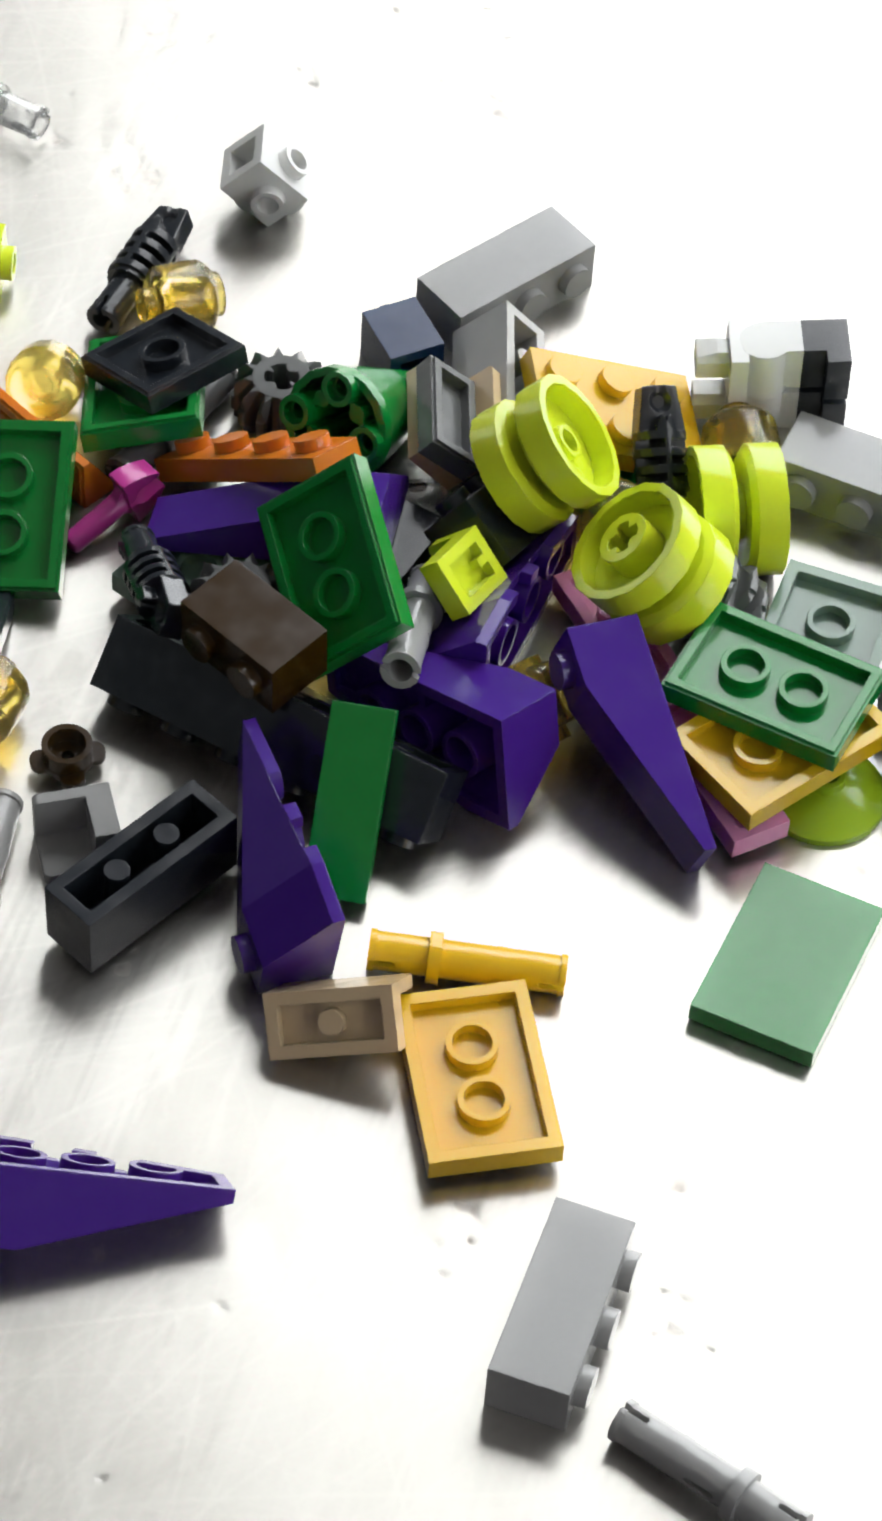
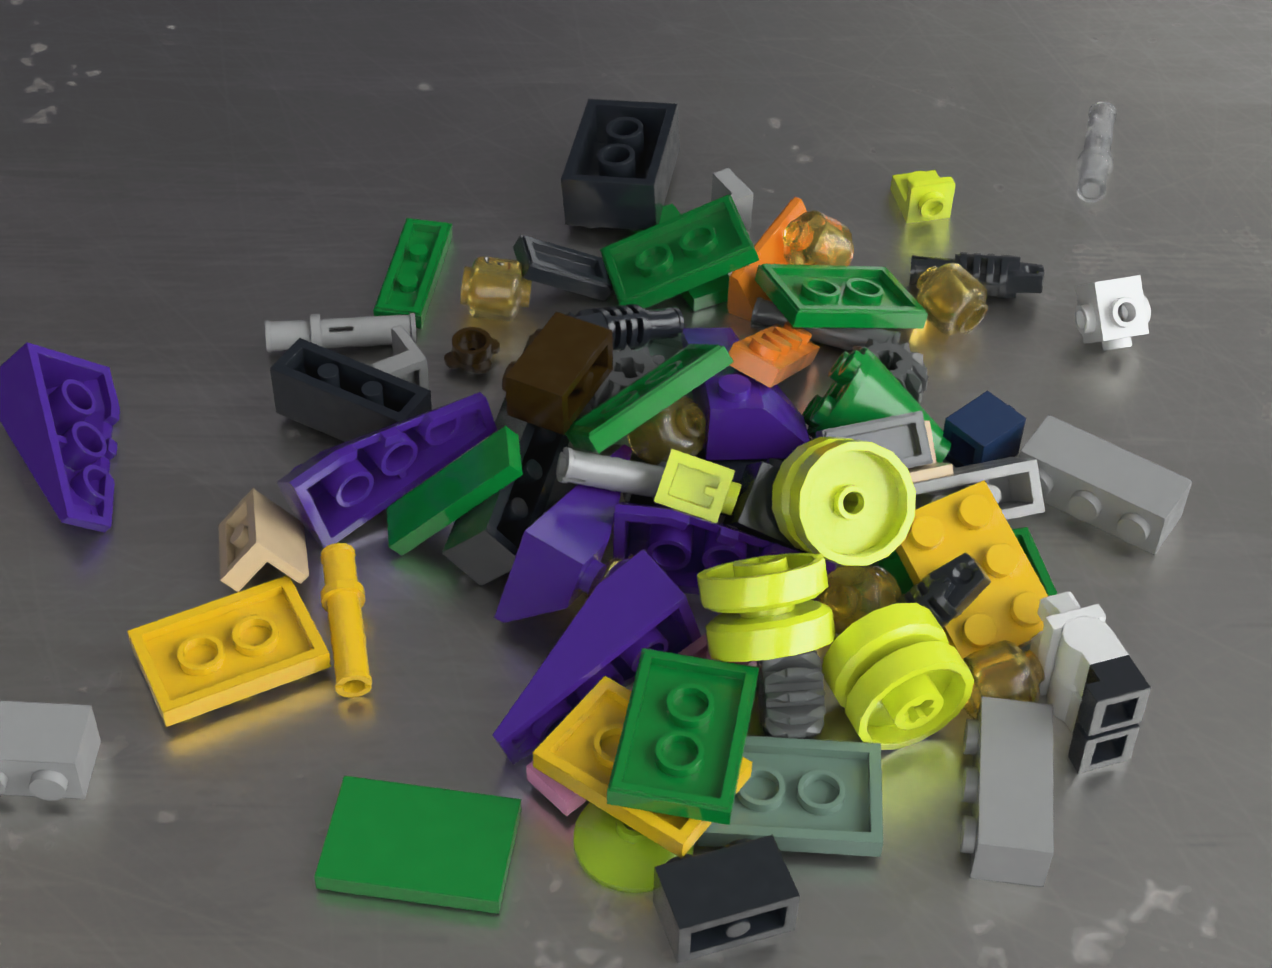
camera: 75 degrees right, 5 degrees down
(133, 493) = (729, 313): dark pink bar -> none
(164, 360) = (859, 288): black tile -> none

